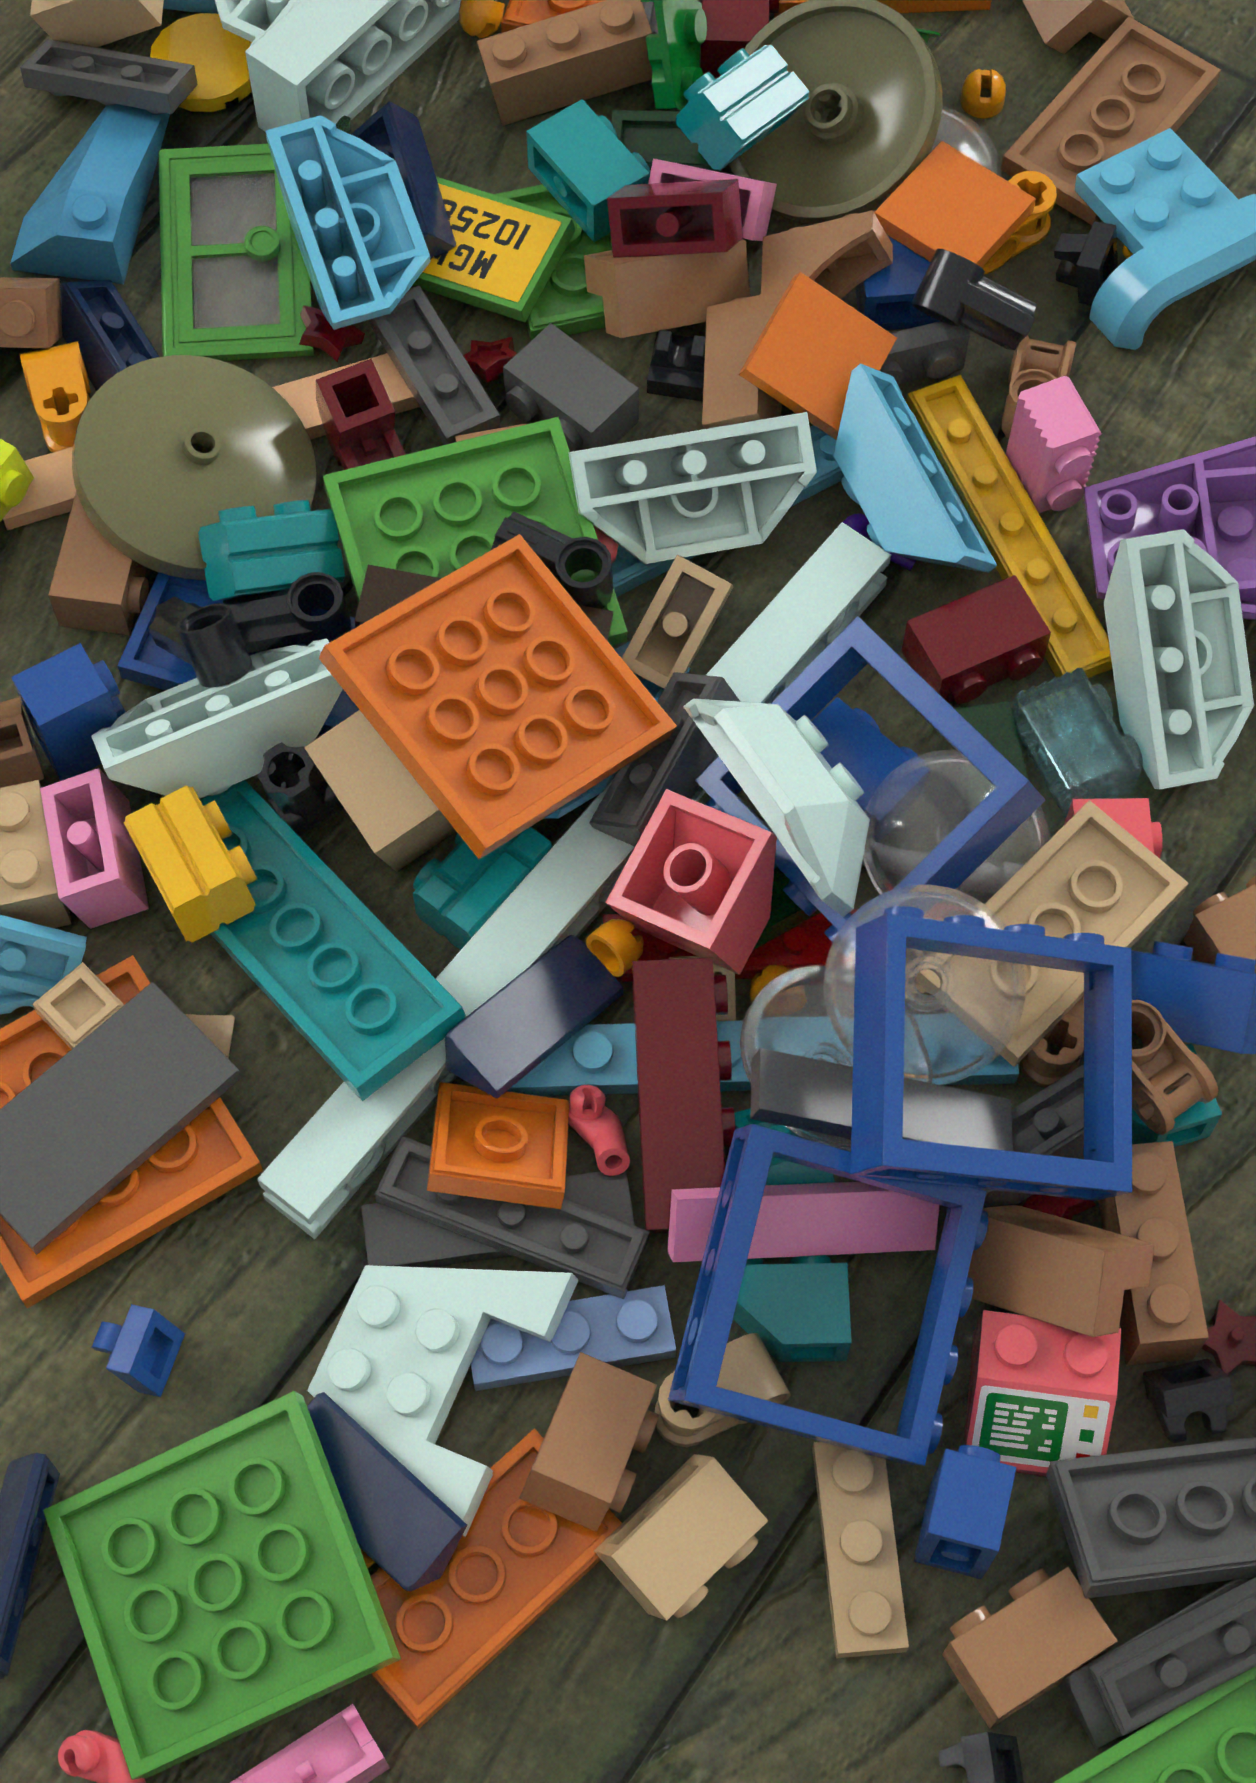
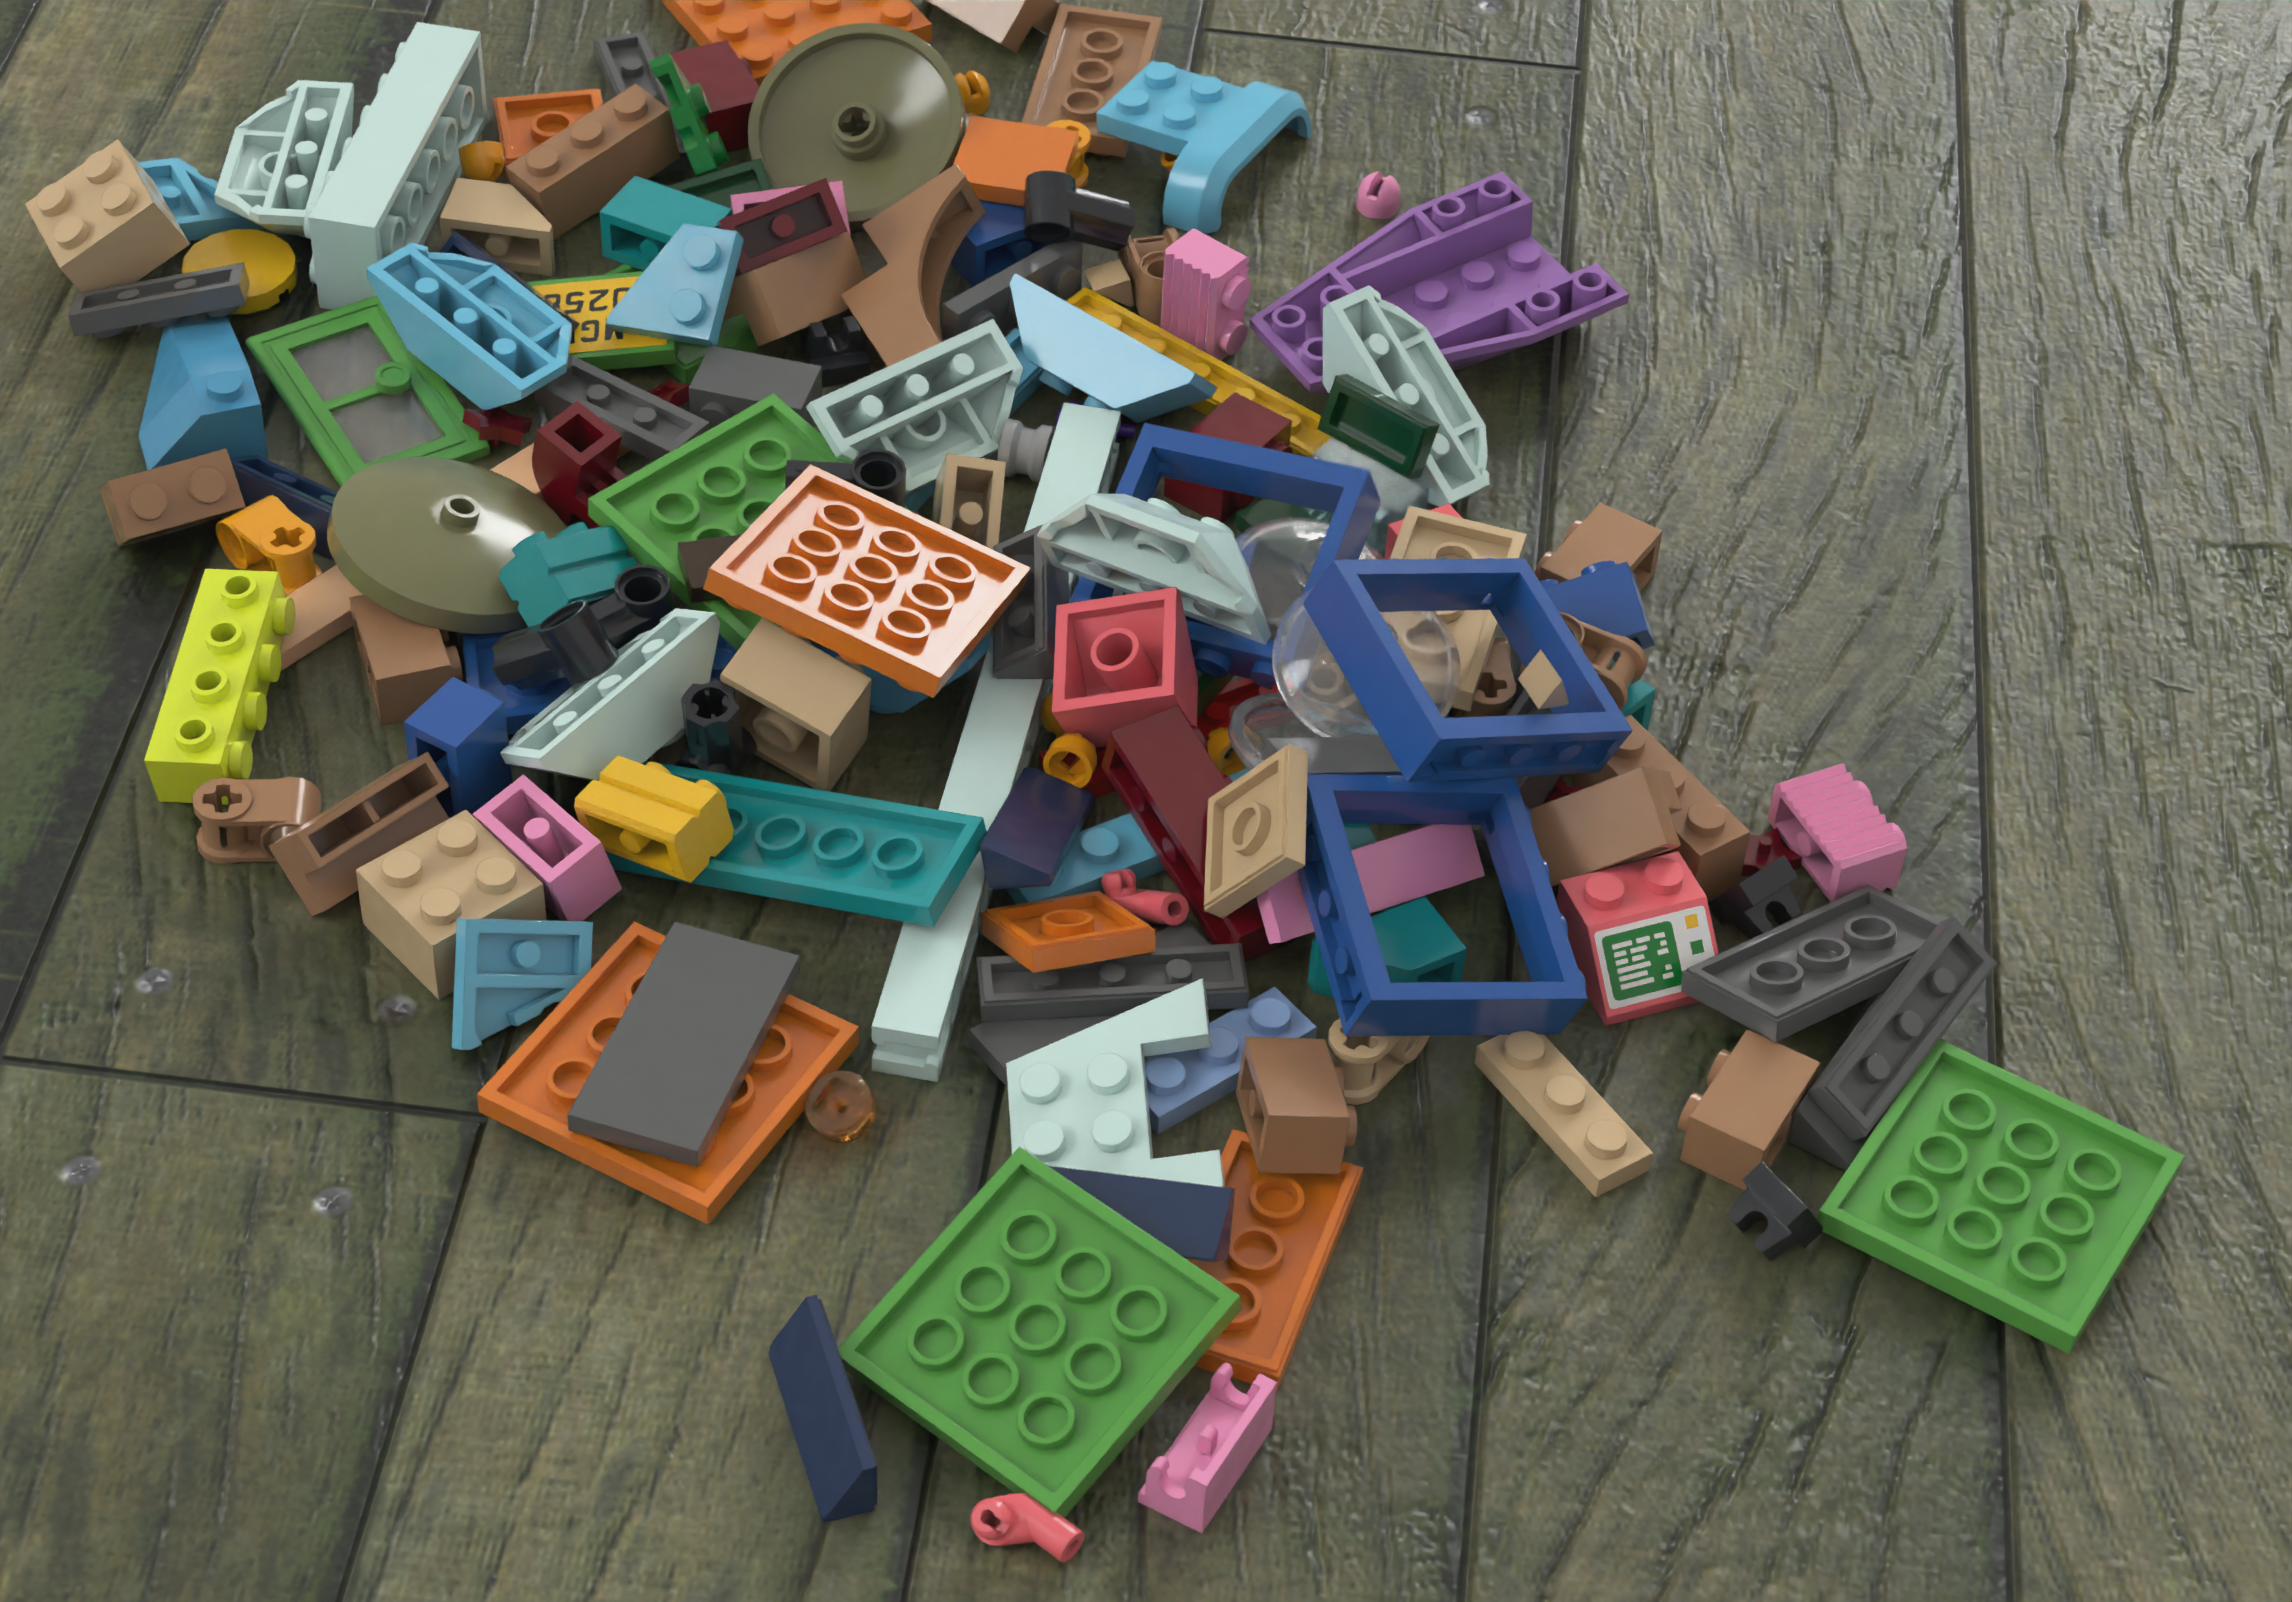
camera: 30 degrees left, 20 degrees down
(77, 1005) = (612, 970): tan tile -> none
(140, 1349) = (838, 1205): blue tile -> none
(203, 1238) = (841, 1107): none -> clear orange tile
(445, 95) = (501, 224): none -> tan slope
(465, 891) = (914, 750): teal brick -> none
(550, 254) = (683, 288): none -> medium azure wing
(683, 1538) = (1417, 1144): tan brick -> none
(692, 1148) = (1256, 831): none -> tan tile
(741, 105) = (780, 137): brick -> none
(782, 551) = (1024, 449): none -> light grey wheel
(811, 350) = (964, 282): orange tile -> none
(965, 1511) = (1640, 1026): blue brick -> none
(986, 379) = (1111, 281): none -> tan piece
(1052, 1119) = (1543, 683): none -> tan piece
(1087, 259) = (1144, 176): black tile -> none
(1122, 683) = (1378, 426): none -> dark green tile

